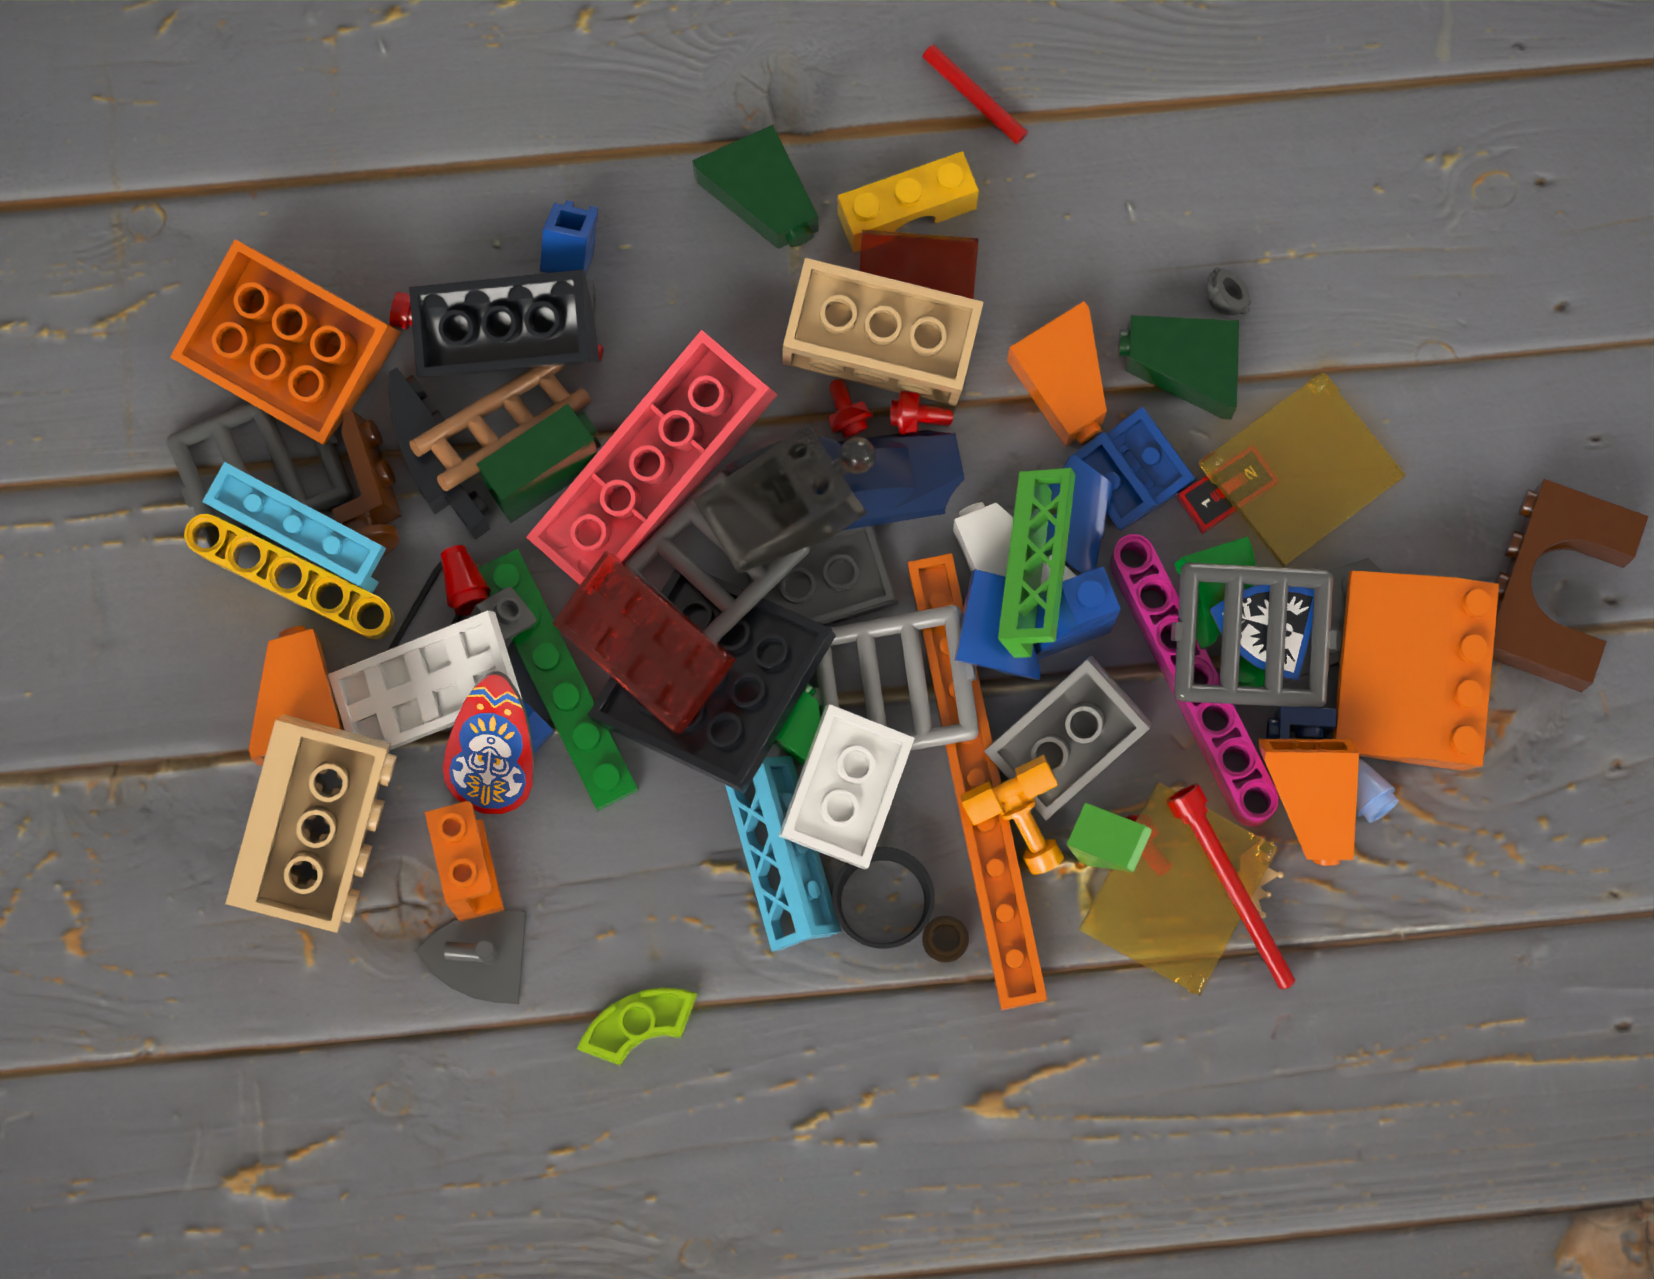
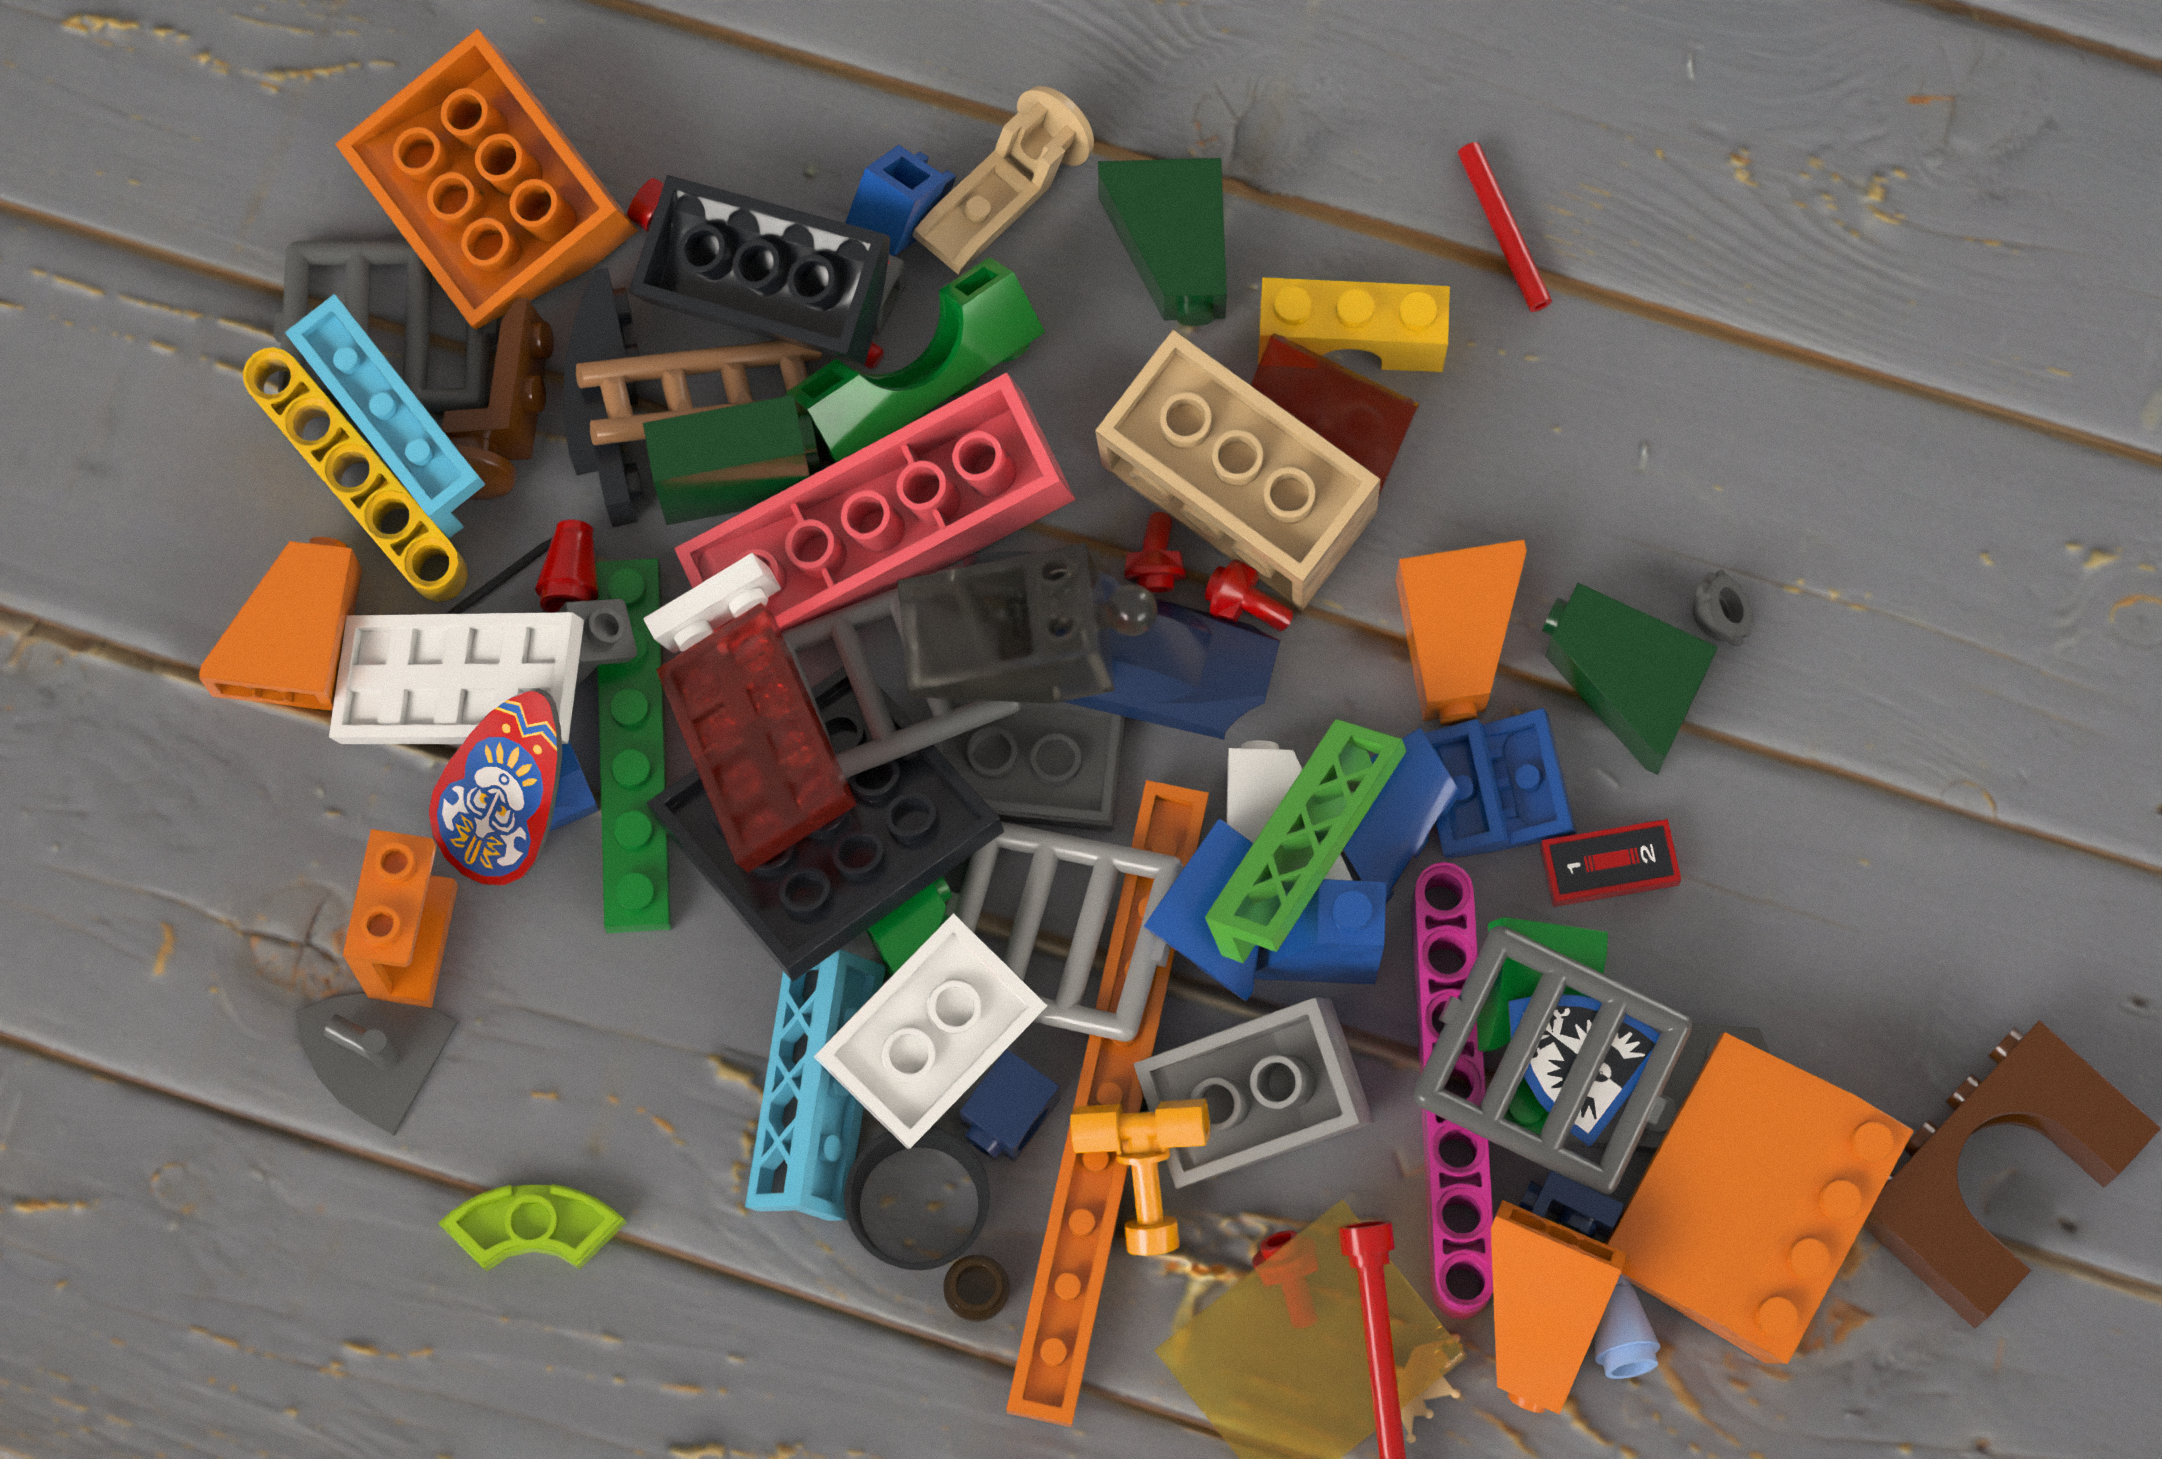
camera: 25 degrees right, 5 degrees down
(279, 828) = (189, 777): tan brick -> none
(581, 553) = (712, 604): none -> white plate
(639, 183) = (1010, 179): none -> tan piece
(662, 304) = (979, 325): none -> green arch
(914, 814) = (1008, 1107): none -> dark blue brick
(1107, 839) = (1239, 1243): bright green slope -> none
(1302, 469) = (1721, 876): clear yellow piece -> none

